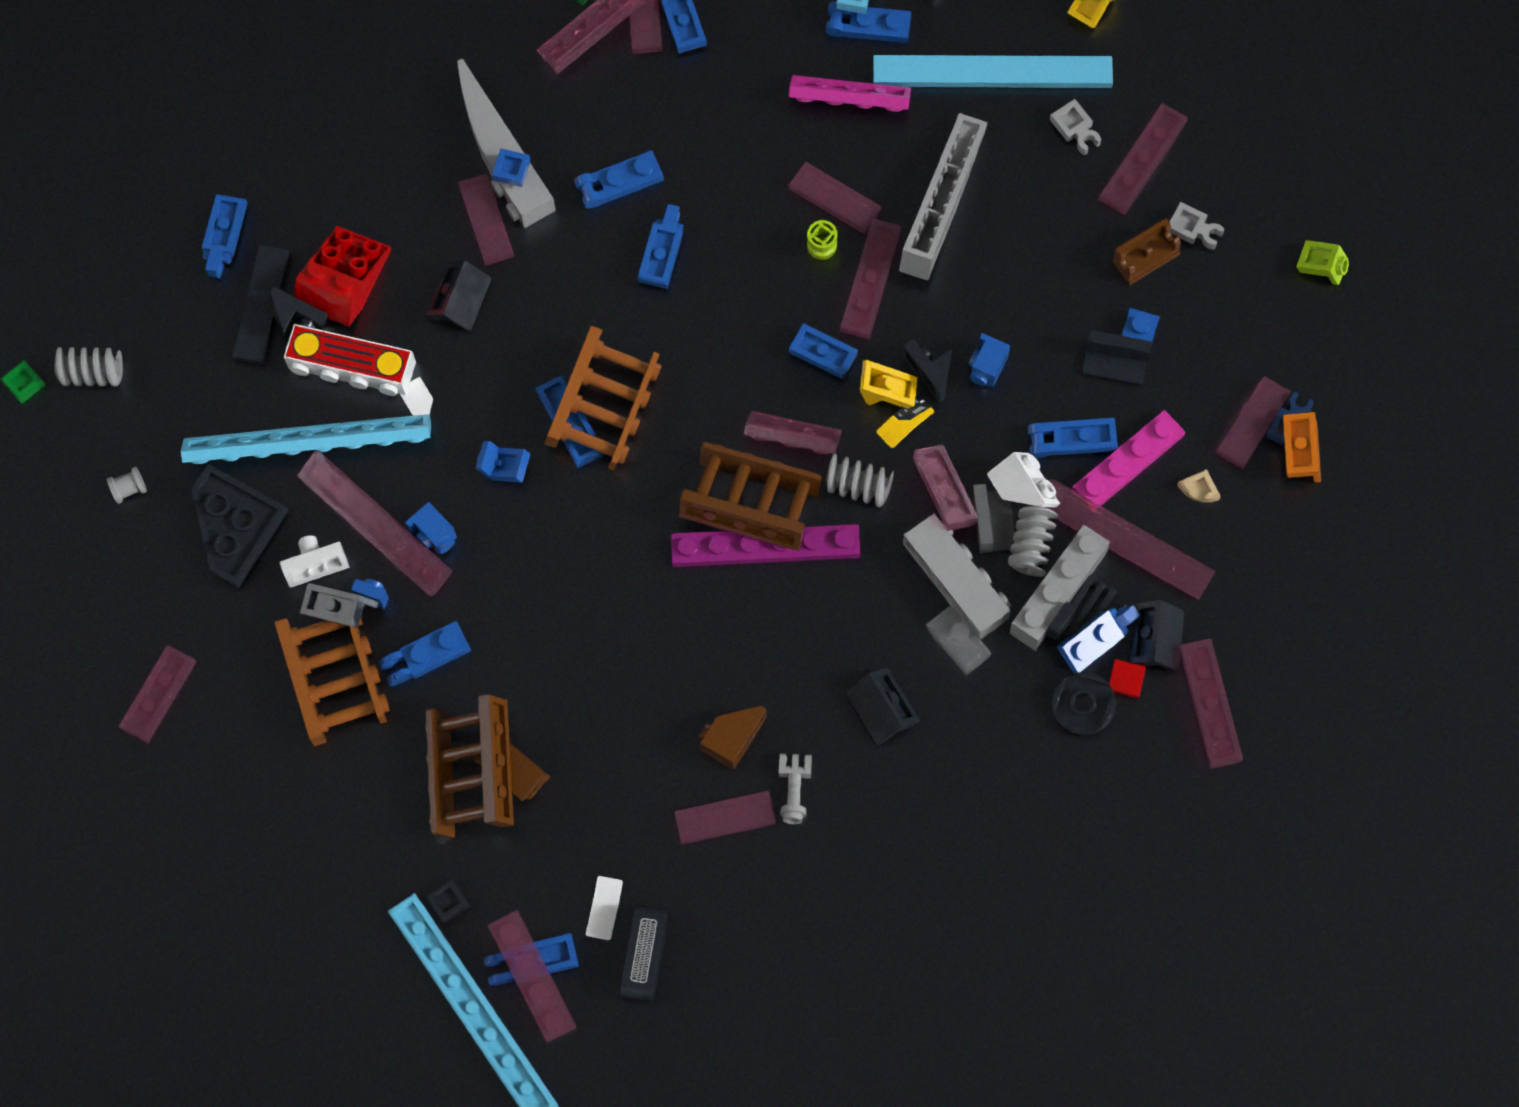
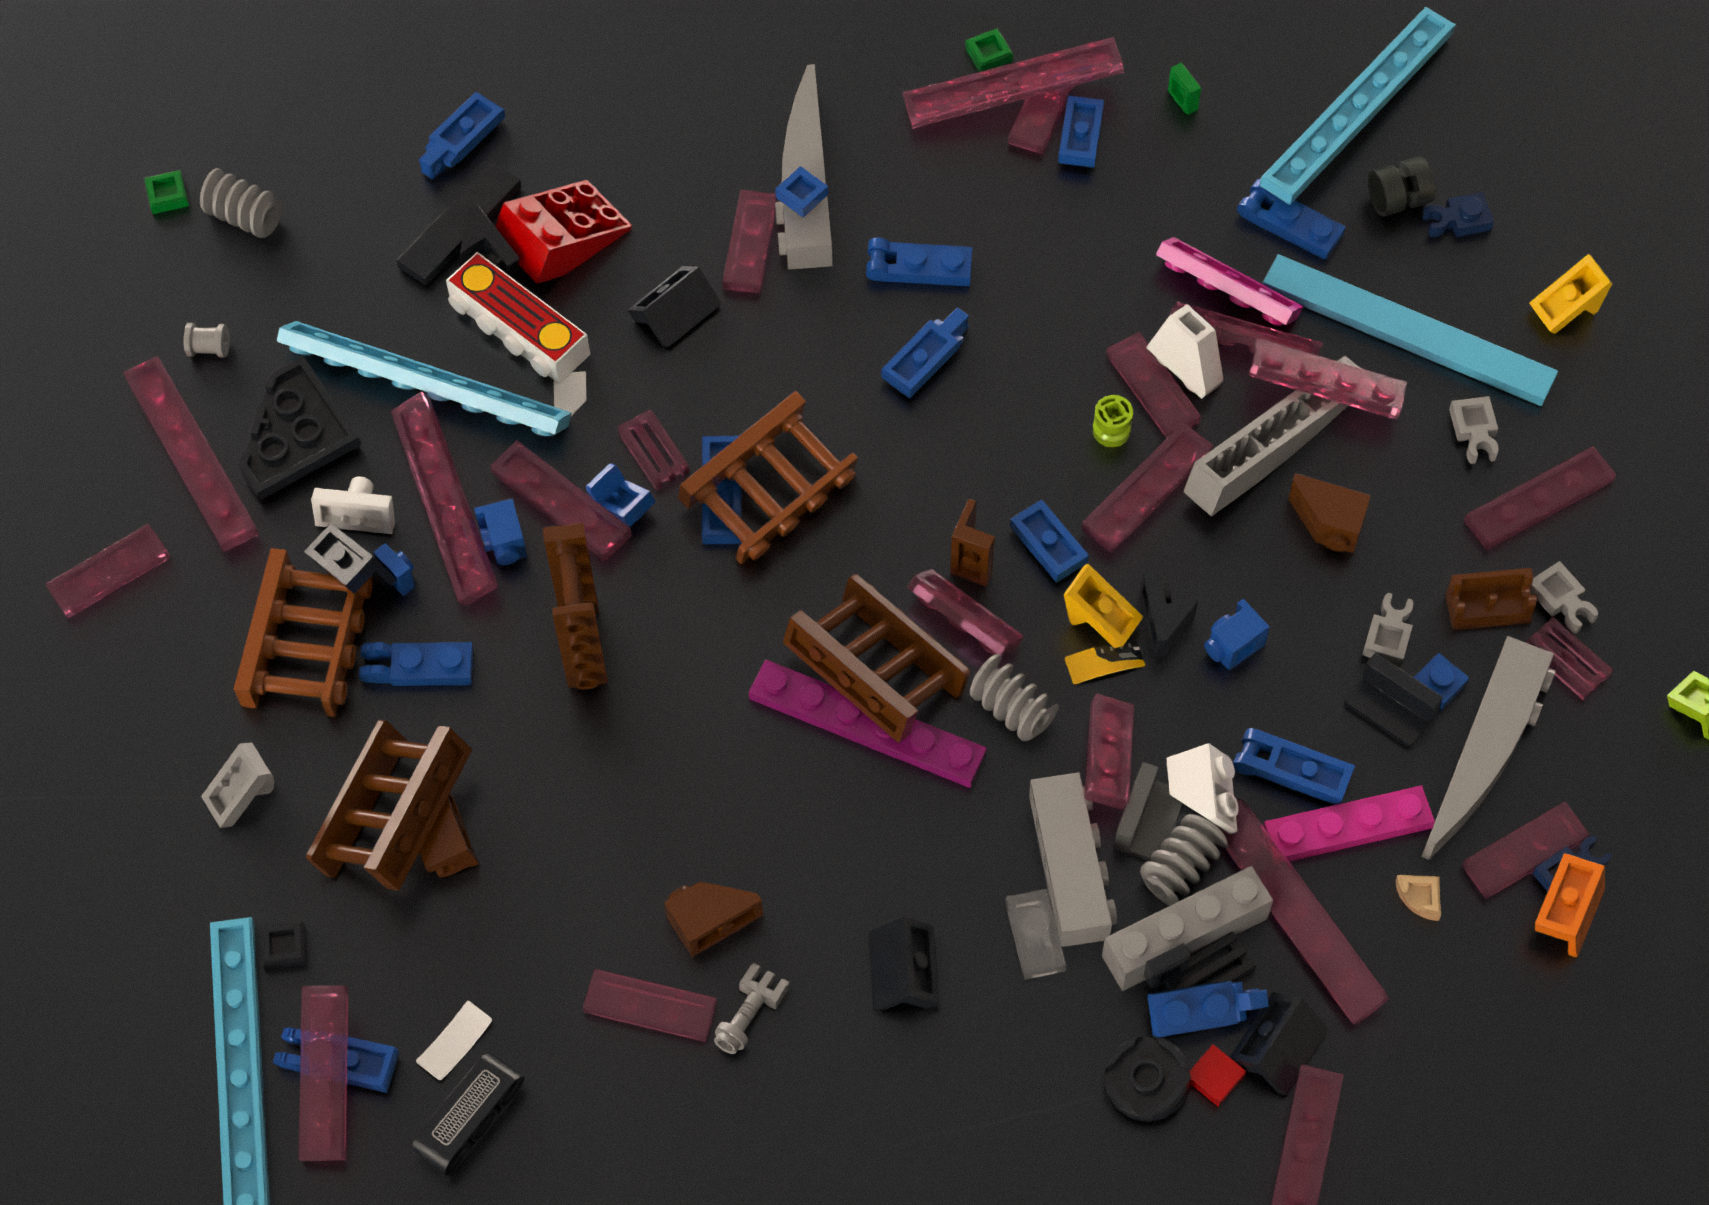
camera: 25 degrees right, 10 degrees down
(166, 577) = (191, 454): none -> clear pink plate
(351, 806) = (237, 785): none -> light grey tile
(460, 485) = (560, 499): none -> clear pink plate
(514, 551) = (577, 605): none -> reddish brown fence
(525, 427) = (667, 472): none -> clear pink tile
(777, 387) = (971, 549): none -> reddish brown panel
(851, 162) = (1189, 350): none -> white slope
(891, 127) = (1235, 330): none -> clear pink plate
(958, 138) = (1328, 378): none -> clear pink plate
(1007, 238) = (1329, 511): none -> reddish brown slope
(1090, 311) = (1389, 633): none -> light grey plate
(1195, 350) = (1494, 735): none -> light grey slope
(1217, 270) = (1565, 663): none -> clear pink tile

